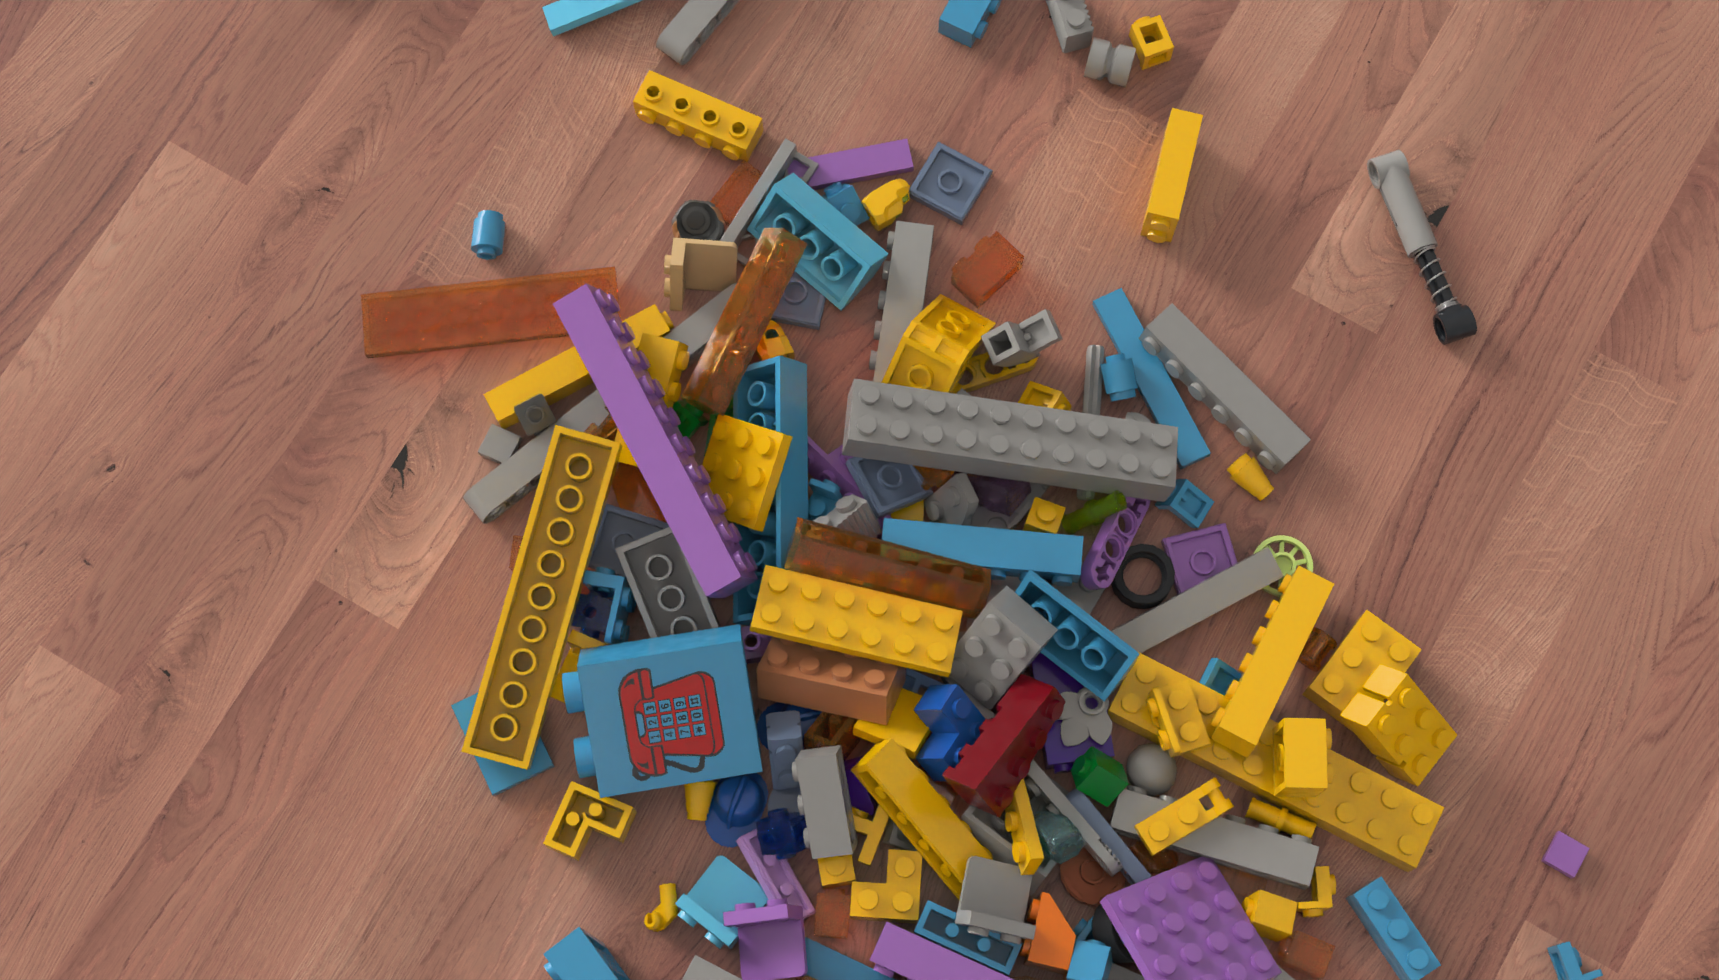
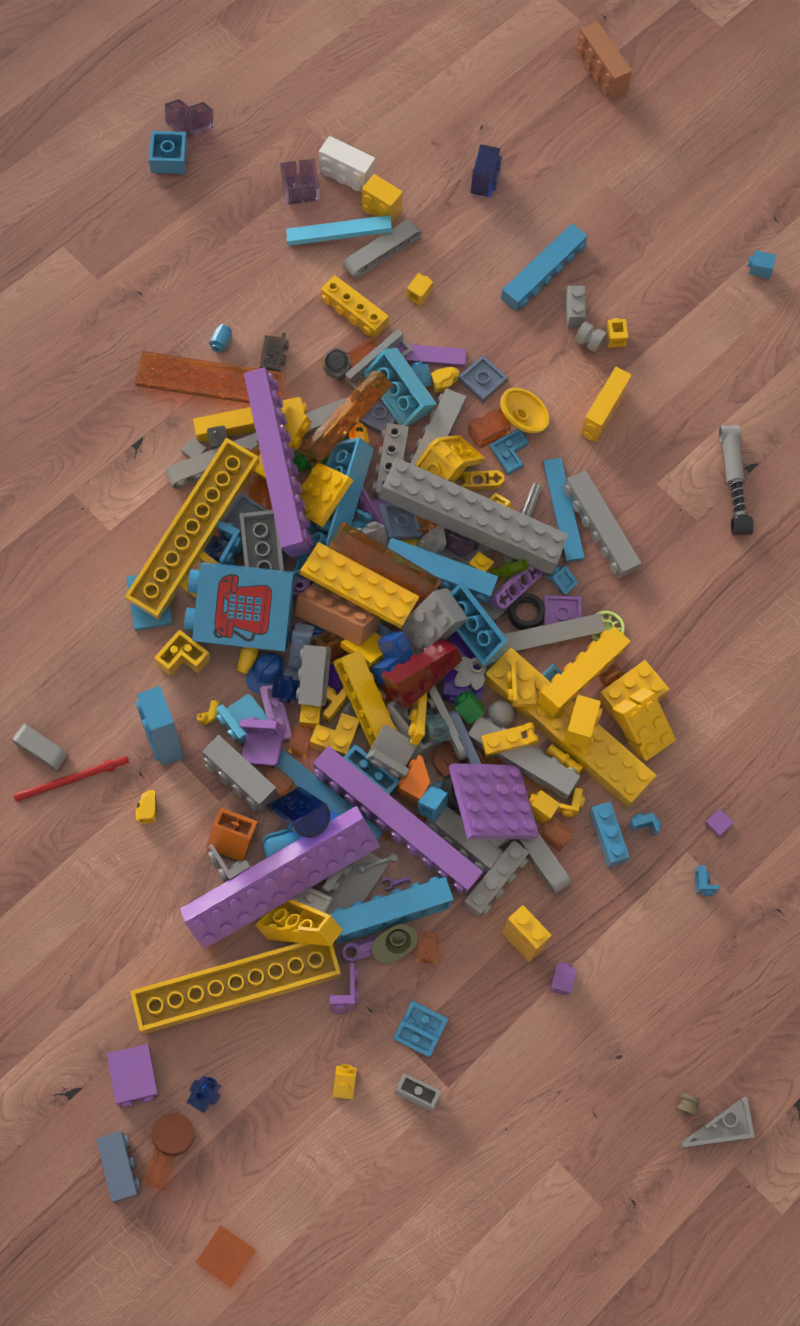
camera: 10 degrees right, 5 degrees down
(585, 236) = (273, 352): none -> clear smoke bracket
(698, 266) = (329, 383): tan bracket -> none
(799, 54) = (419, 289): none -> yellow brick
(839, 366) = (394, 446): none -> light grey brick
(1021, 342) = (495, 469): light grey brick -> none
(1023, 293) = (505, 449): none -> dark azure tile
(1038, 223) = (524, 410): none -> yellow dish
(1119, 377) = (545, 503): dark azure brick -> none
(1250, 476) = (602, 575): yellow cone -> none
(1438, 890) = (640, 821): none -> dark azure bracket

